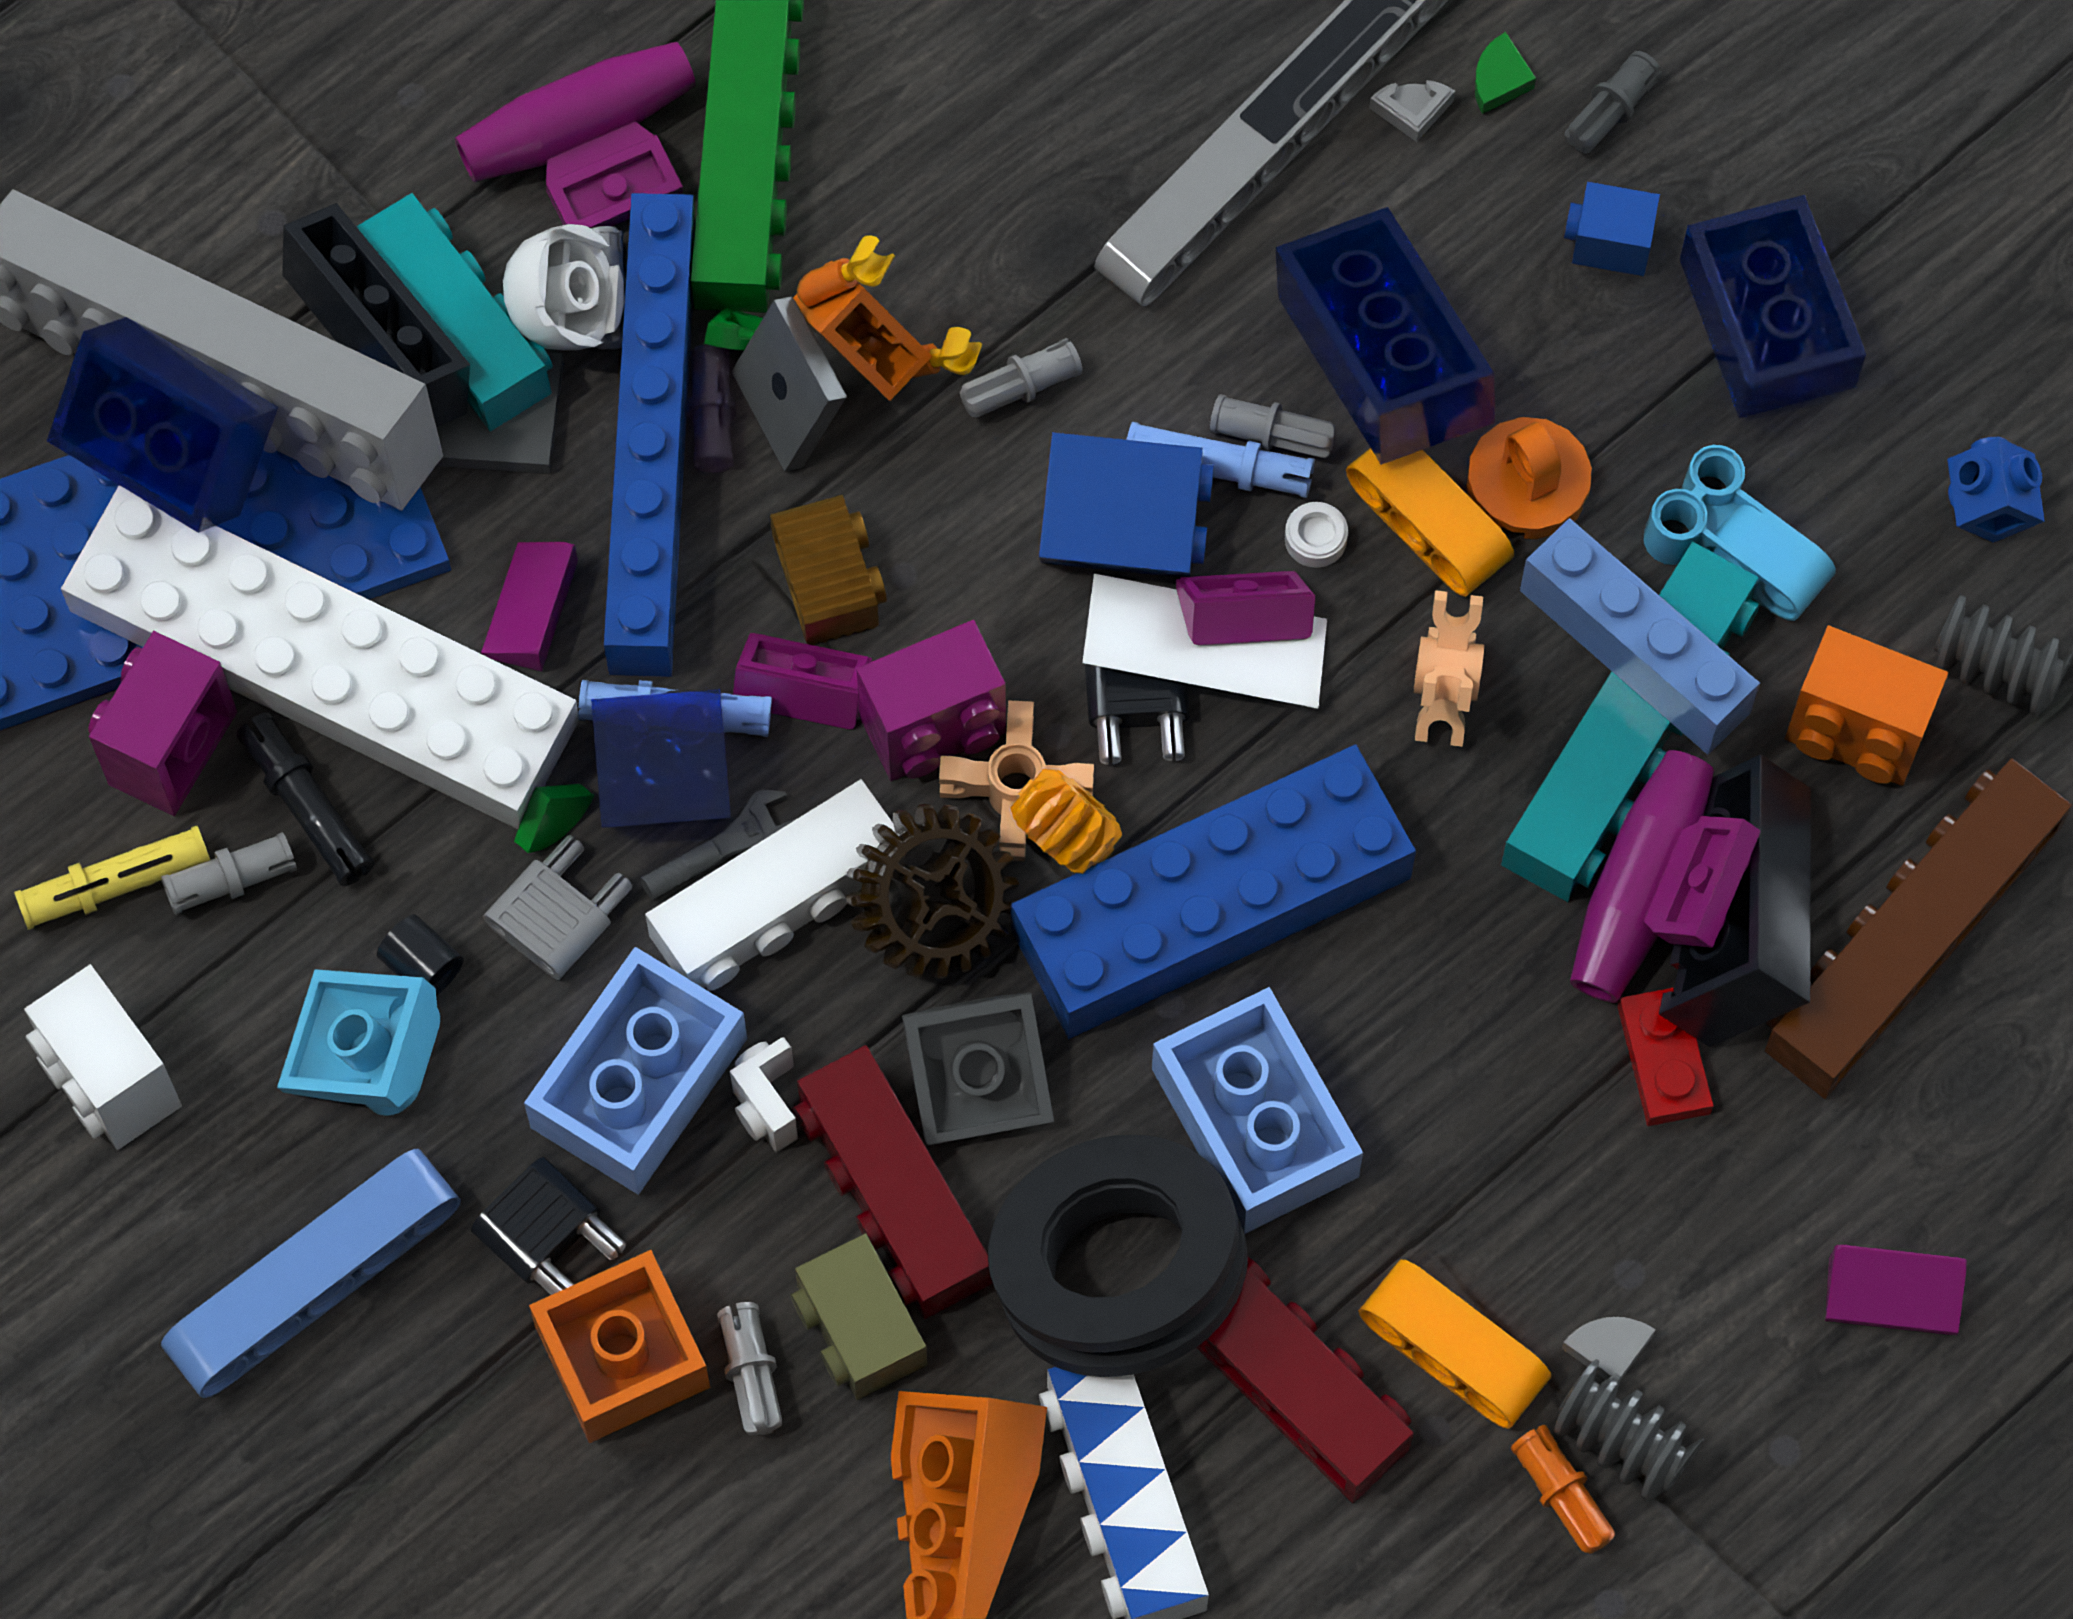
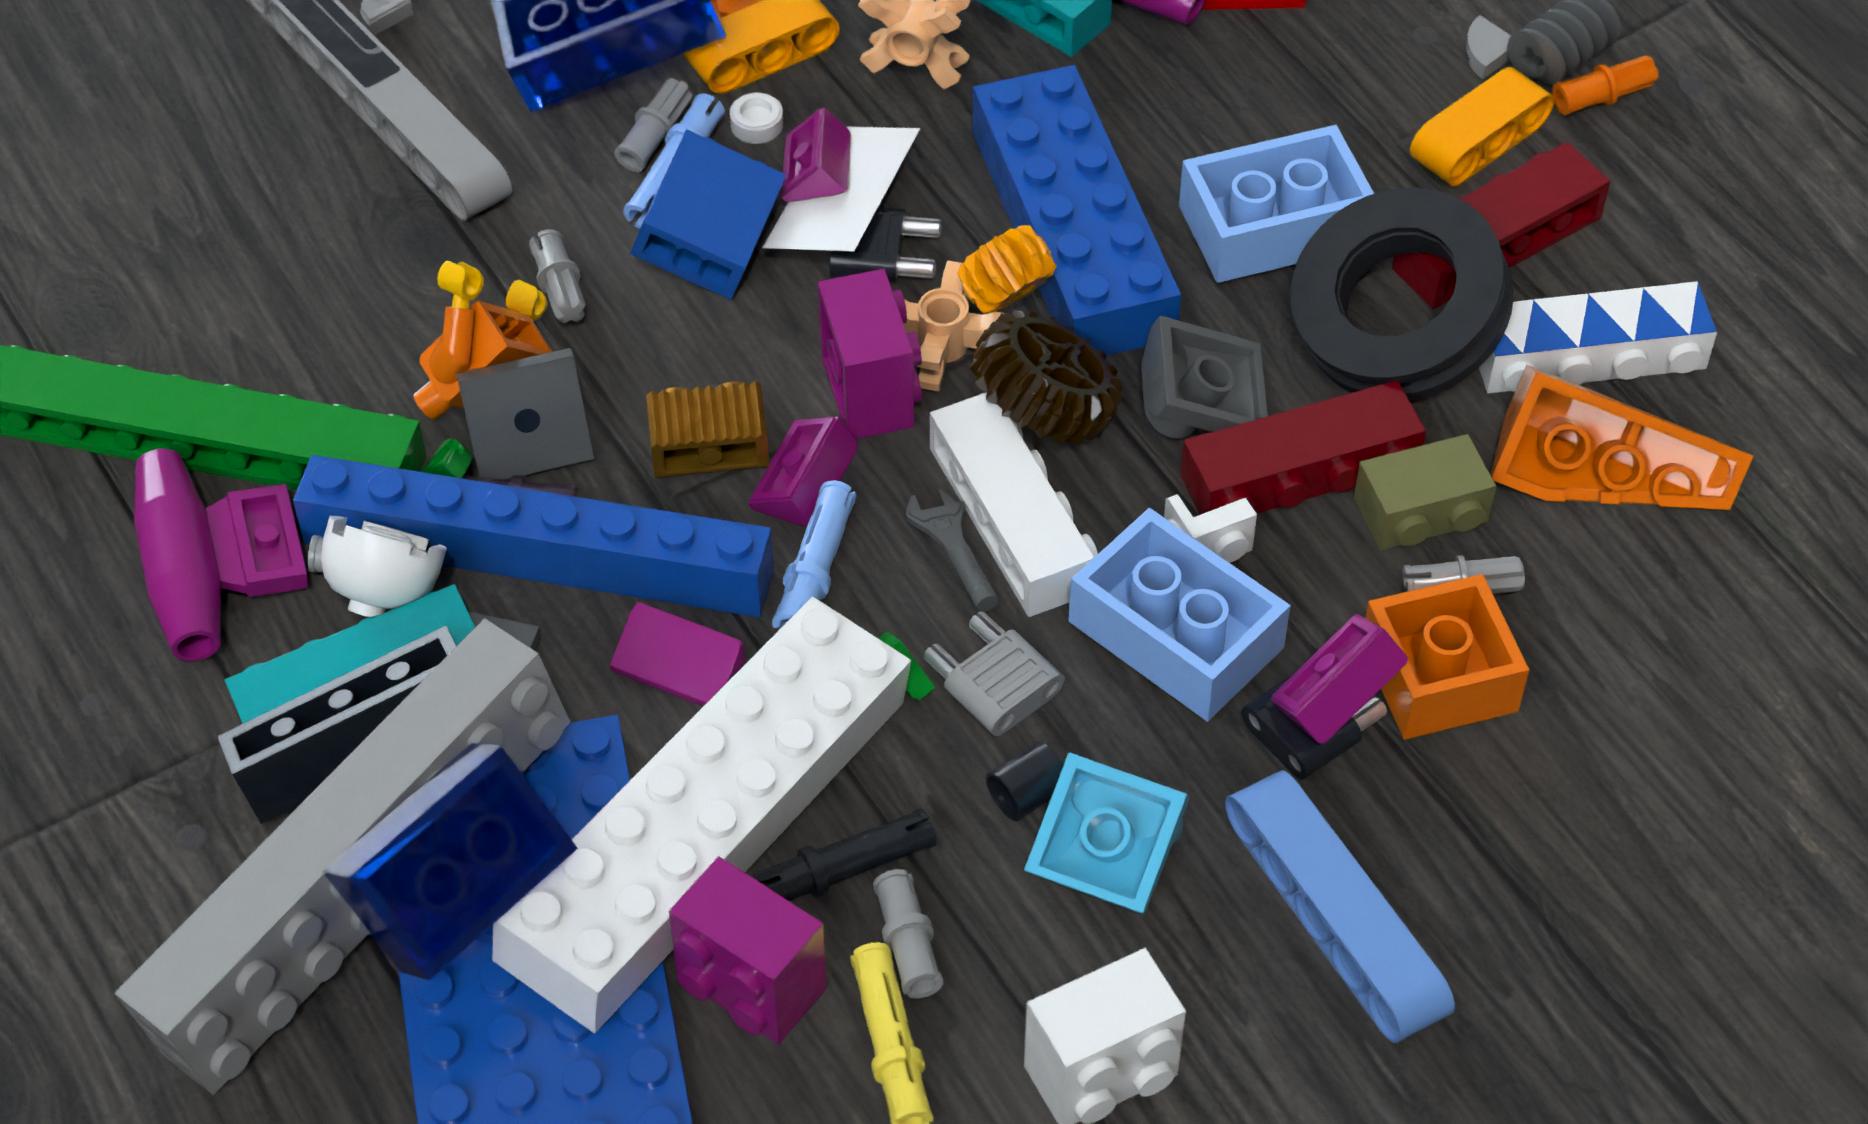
camera: 80 degrees left, 15 degrees down
(554, 1232) = (1340, 678): none -> magenta slope
(661, 757) = (876, 552): clear blue brick -> none

